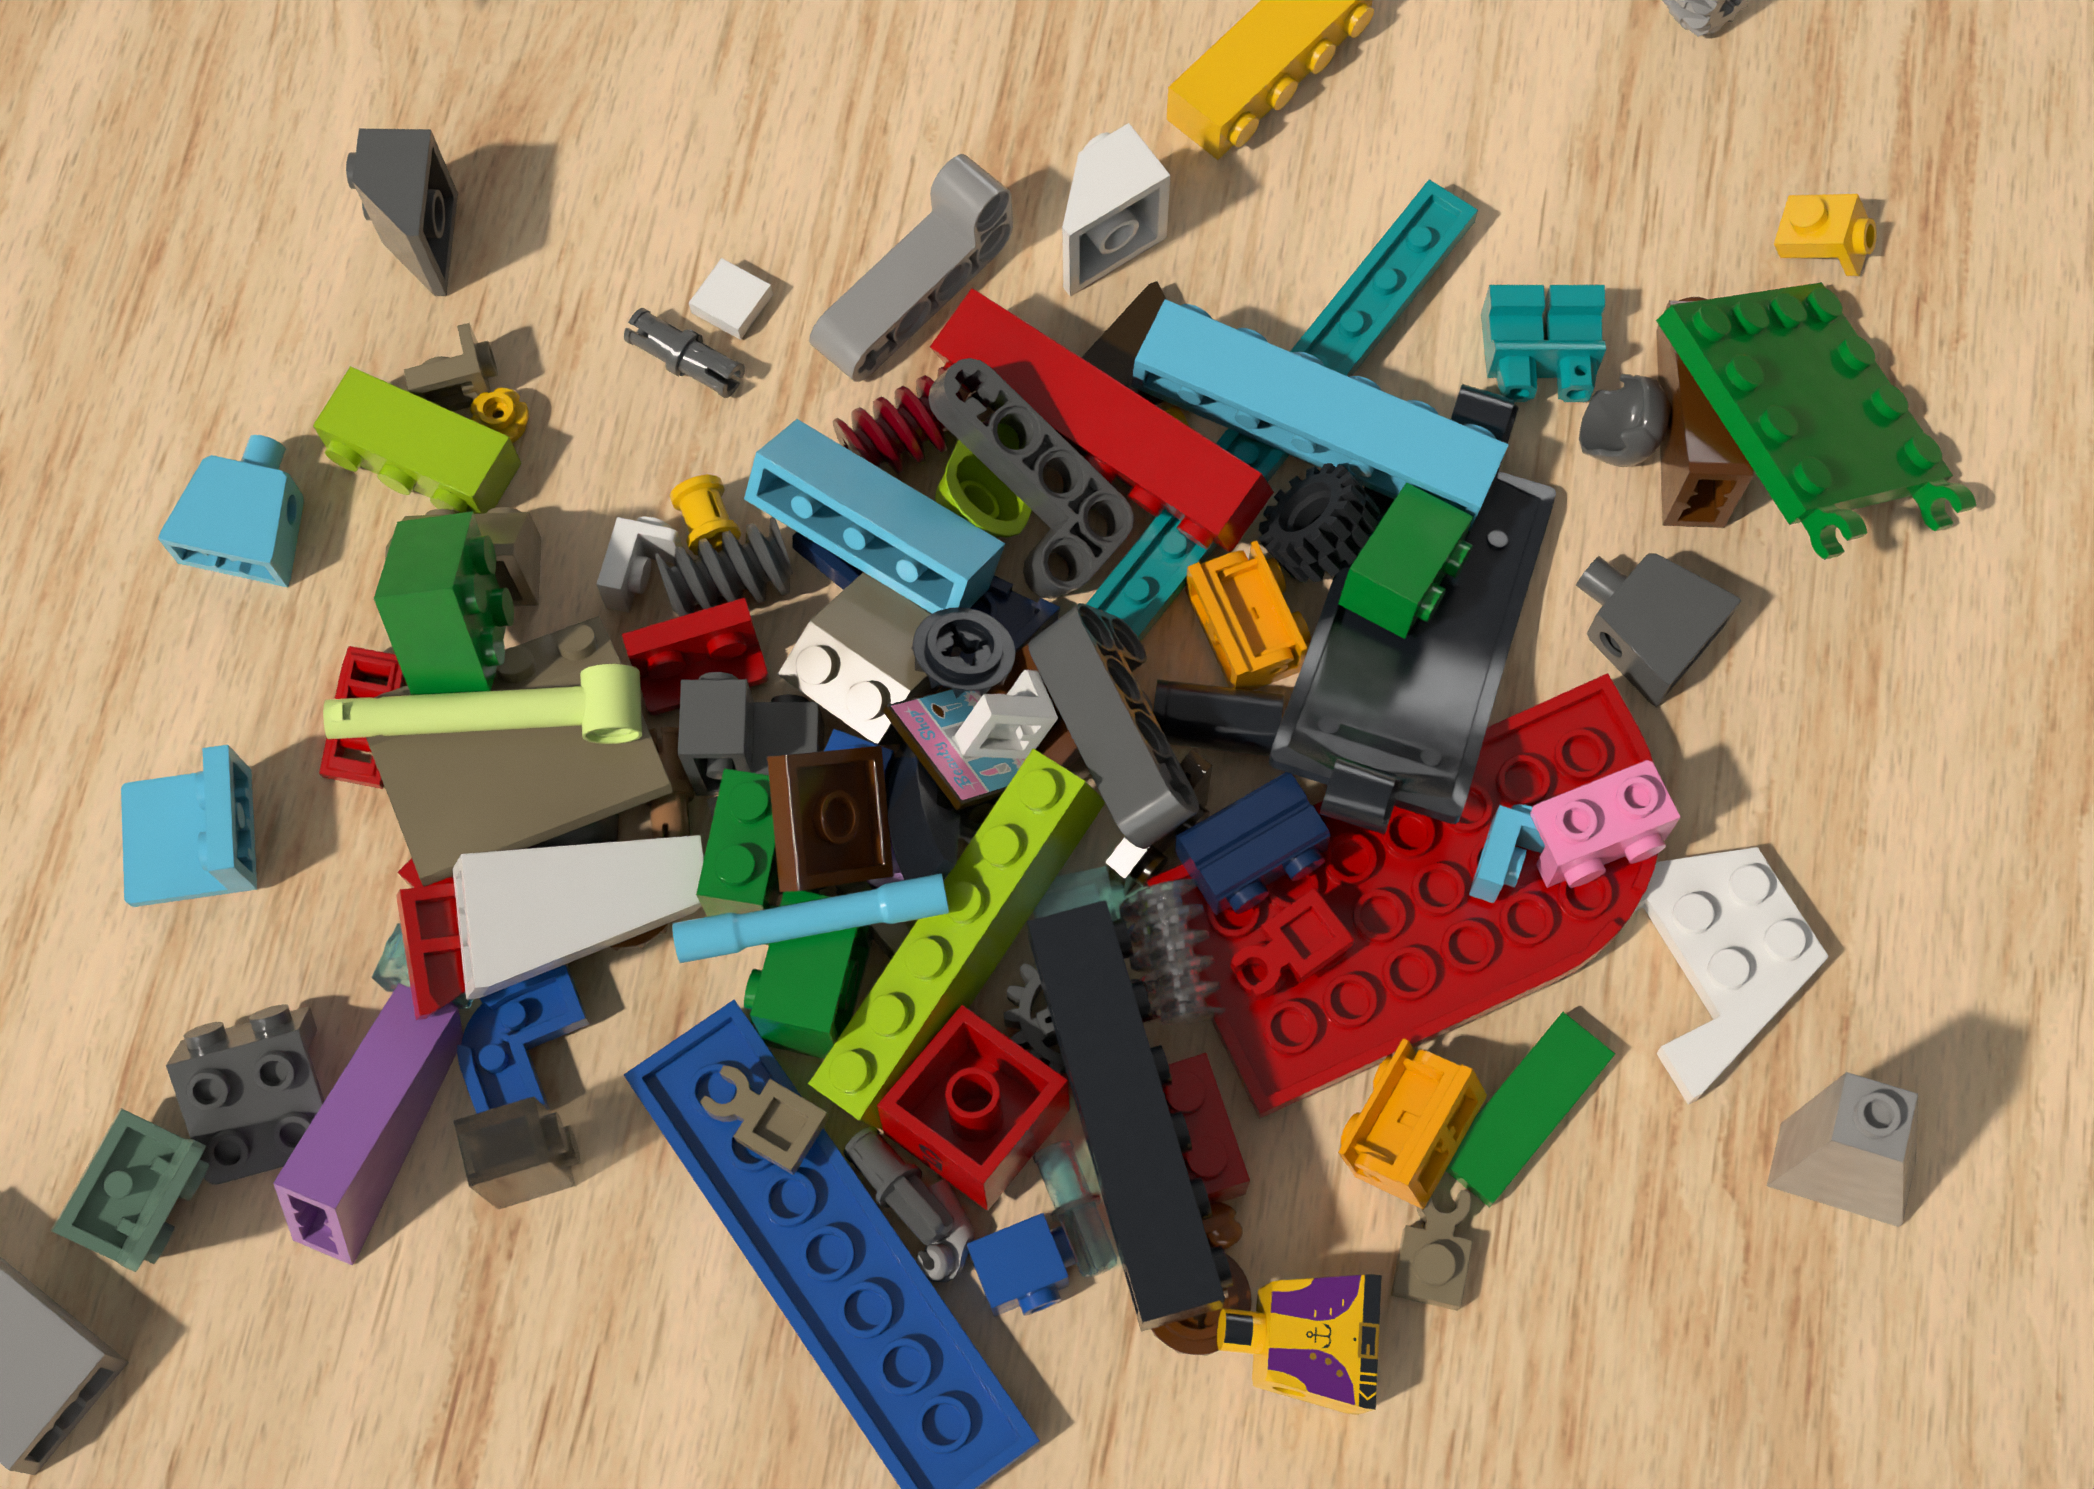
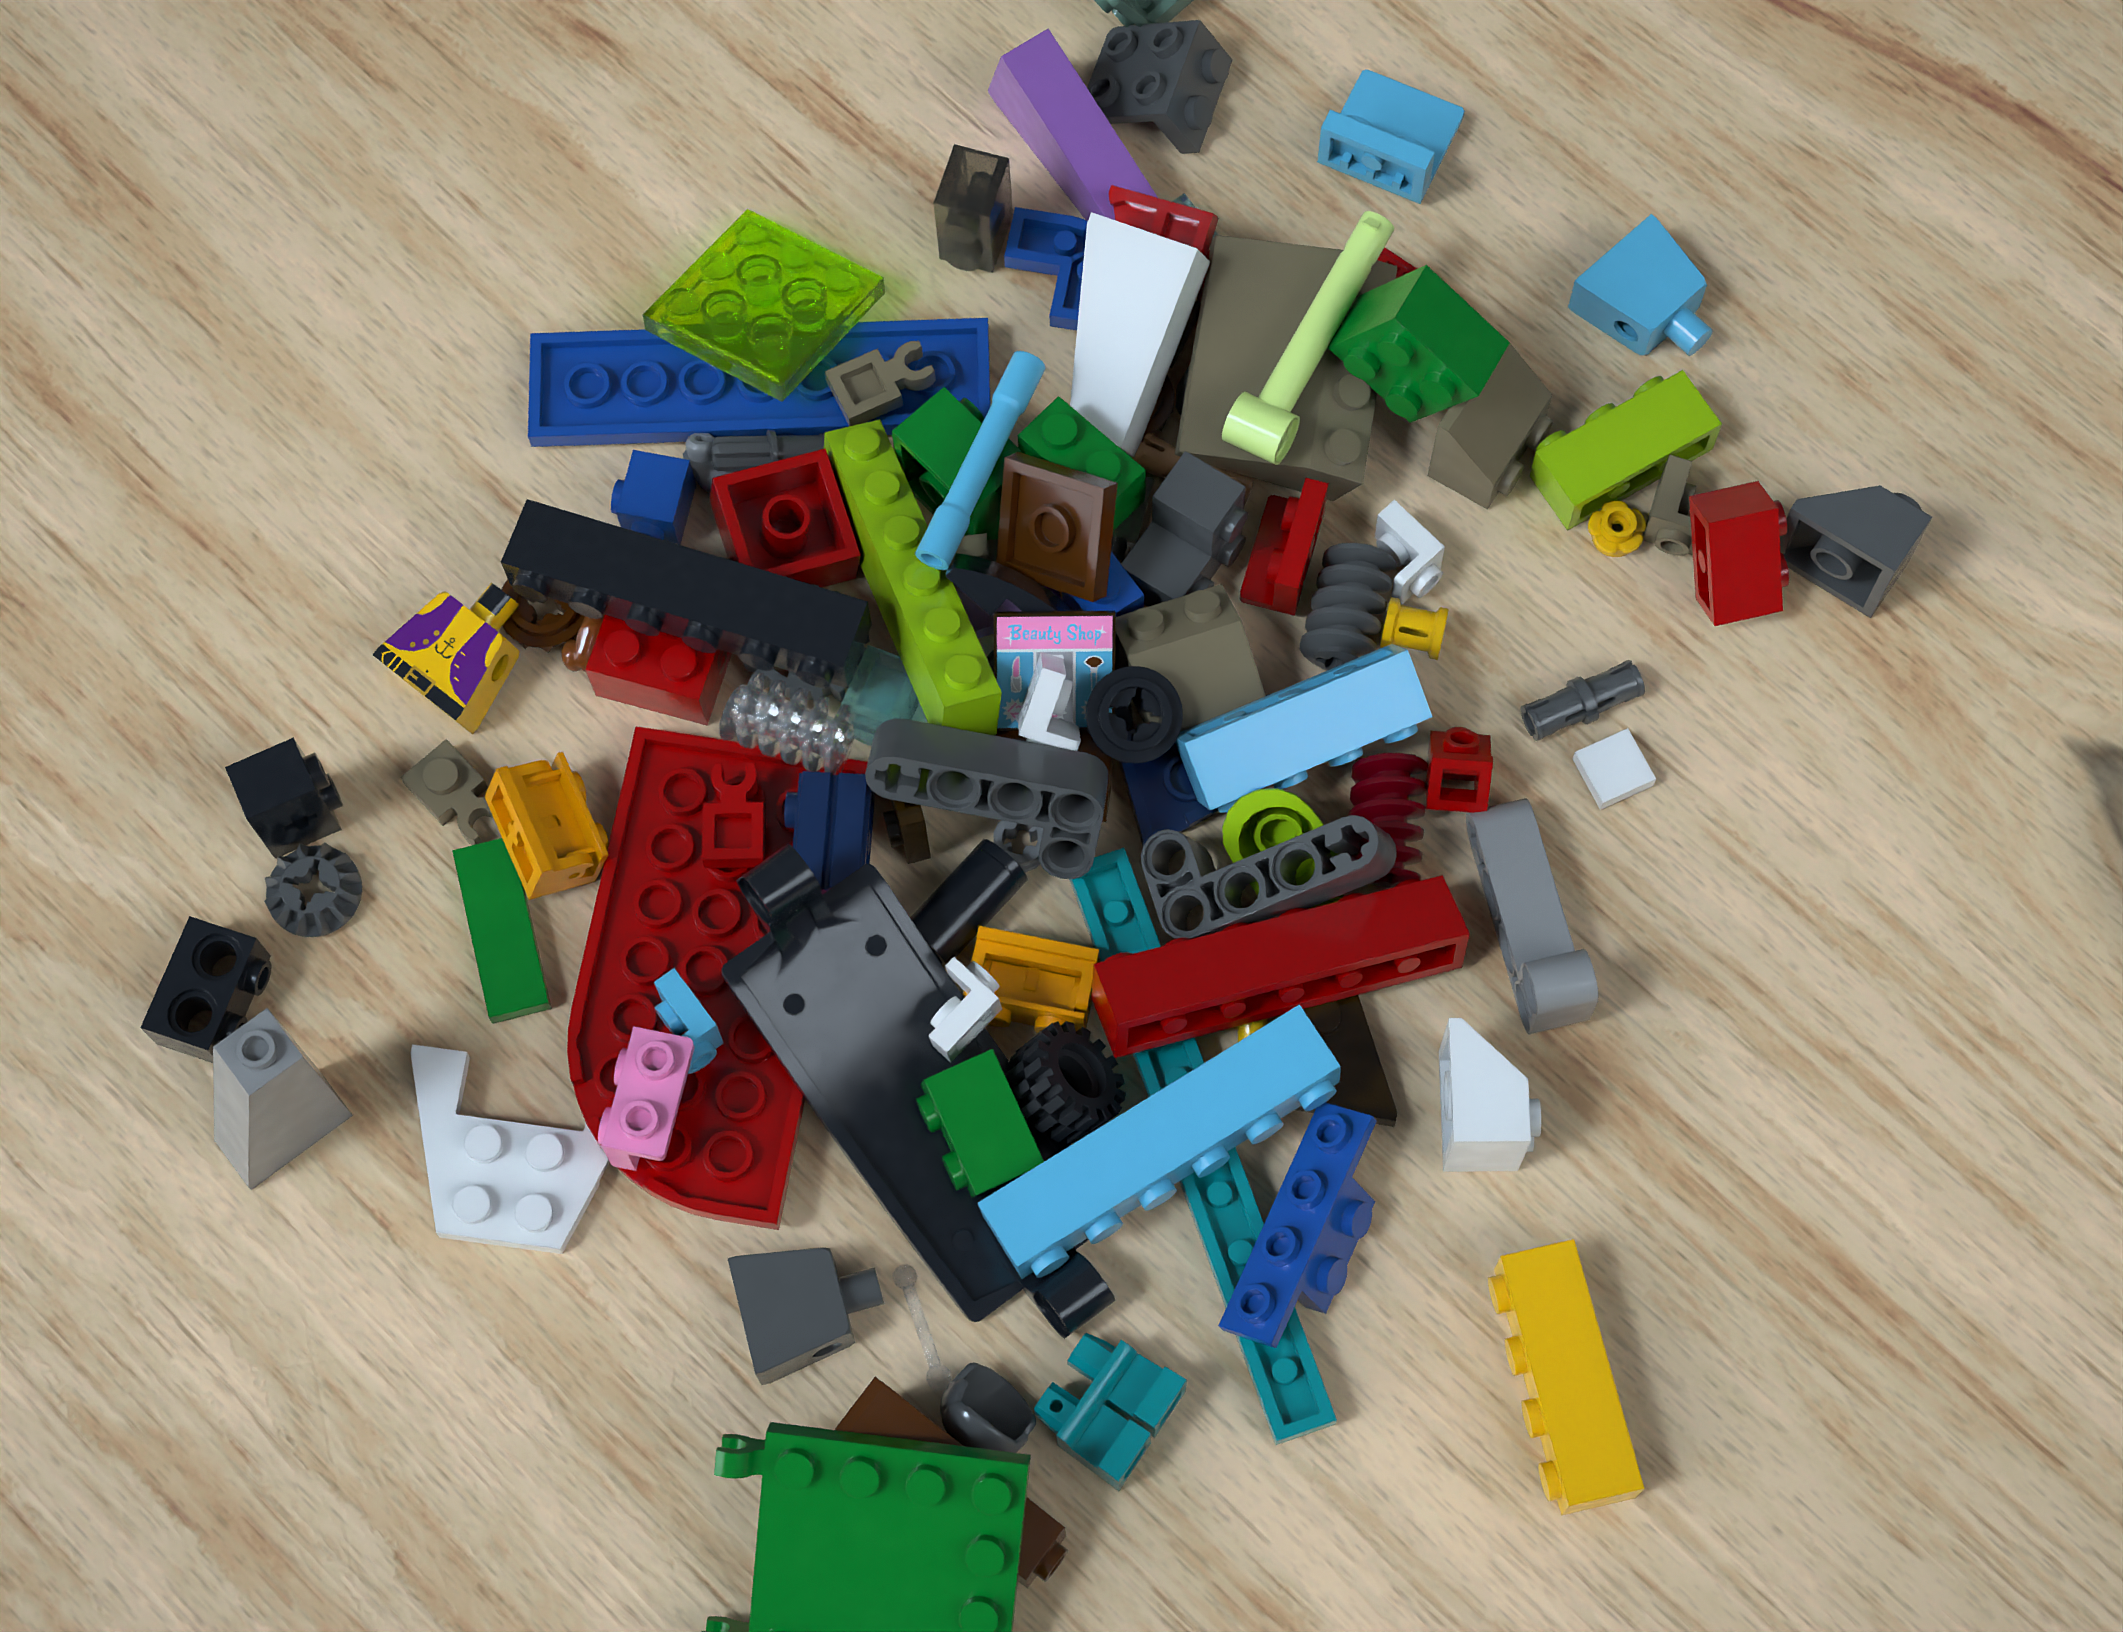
camera: 125 degrees right, 0 degrees up
(474, 285) = (1738, 552): none -> red brick
(745, 1301) = (764, 304): none -> clear neon green plate
(820, 391) = (1458, 756): none -> red brick
(1307, 281) = (1307, 1231): none -> blue bracket
(1333, 614) = (963, 1020): none -> white bracket
(1573, 1381) = (286, 796): none -> black brick
(1611, 1343) = (325, 911): none -> dark grey gear
(1613, 494) = (938, 1375): none -> clear hinge
(1794, 1340) = (191, 988): none -> black brick

